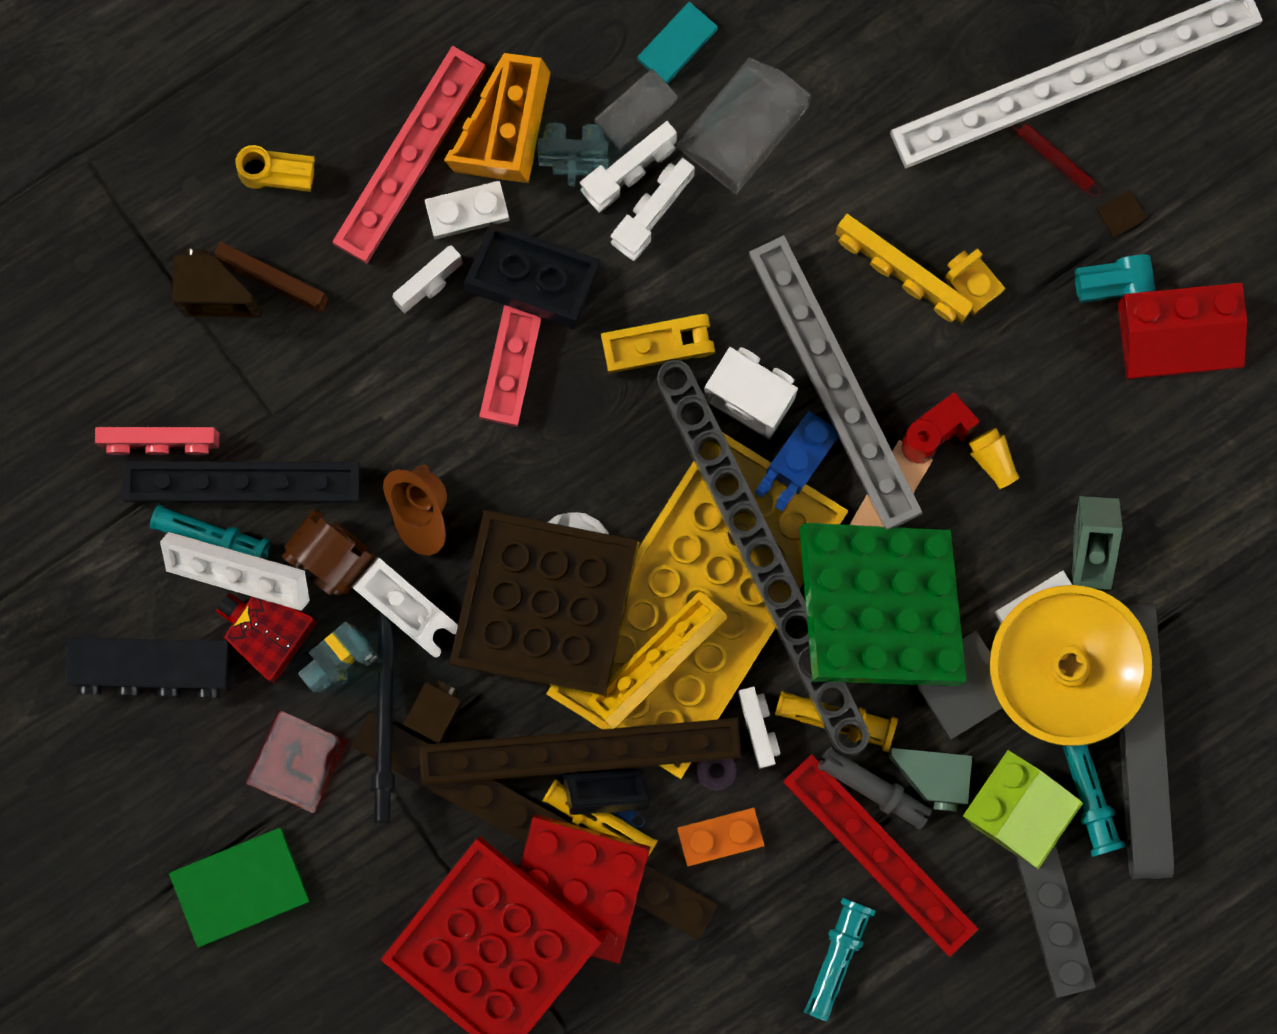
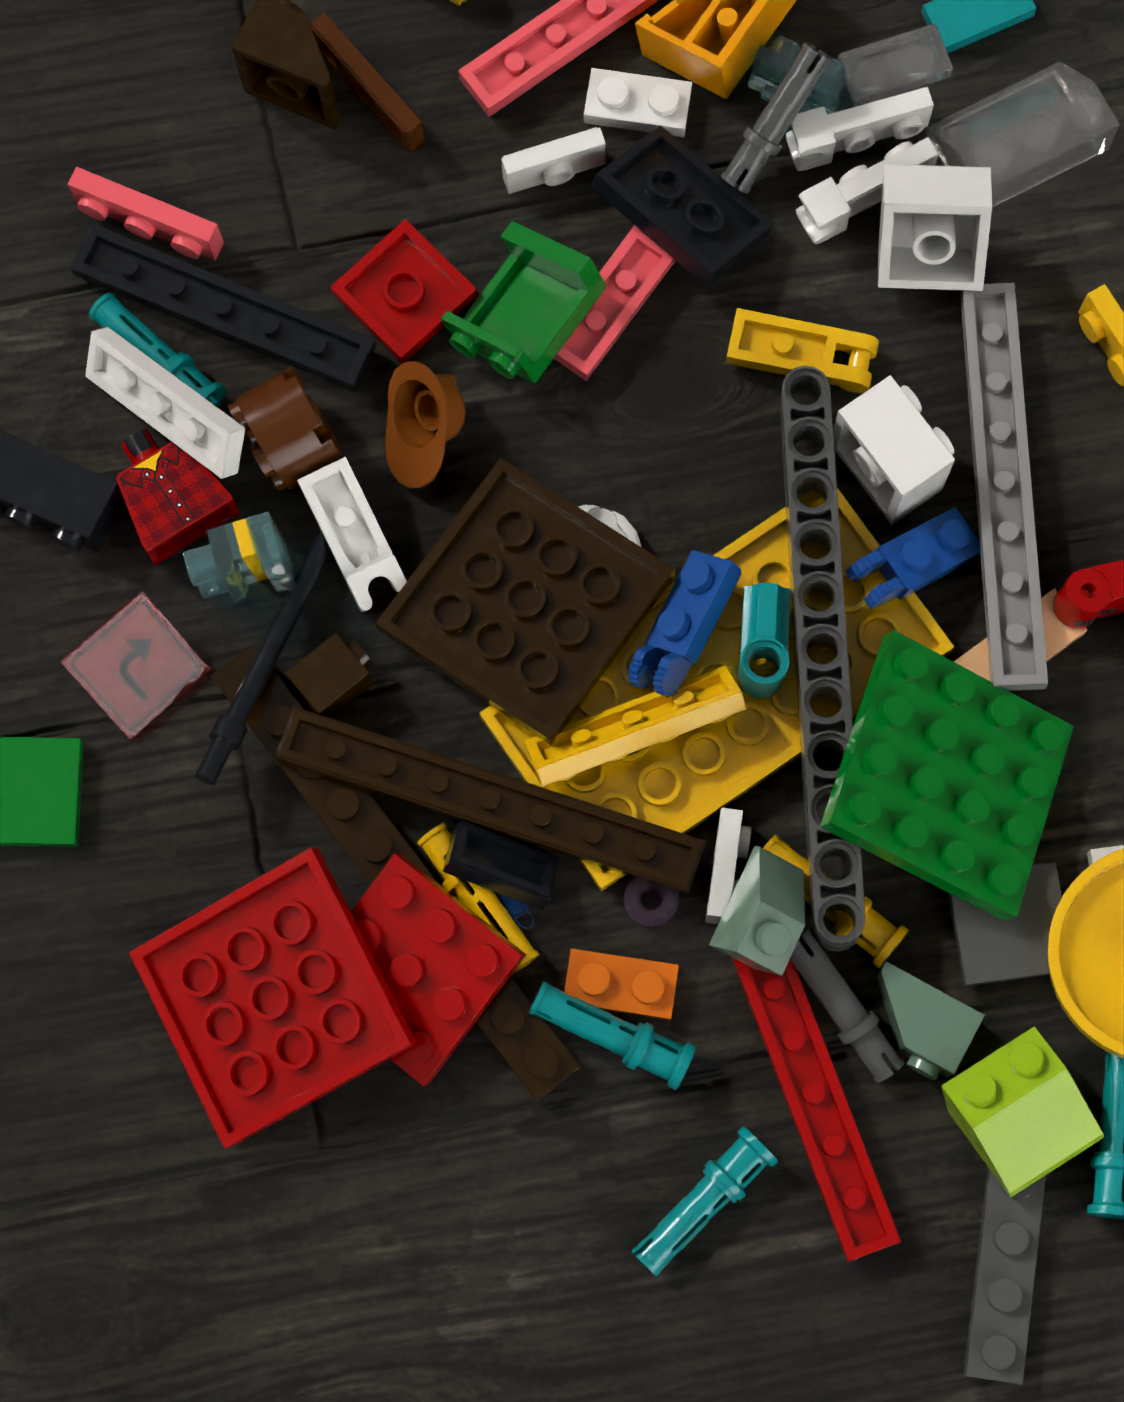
camera: 25 degrees right, 5 degrees down
(363, 417) = (403, 291): none -> red plate
(455, 394) = (527, 305): none -> green panel
(568, 204) = (764, 137): none -> dark grey pin
(660, 574) = (684, 623): none -> blue hinge
(714, 222) = (934, 227): none -> white brick
(718, 559) = (764, 636): none -> teal piece
(749, 874) = (634, 1043): none -> teal pin
(798, 751) = (763, 914): none -> sand green slope

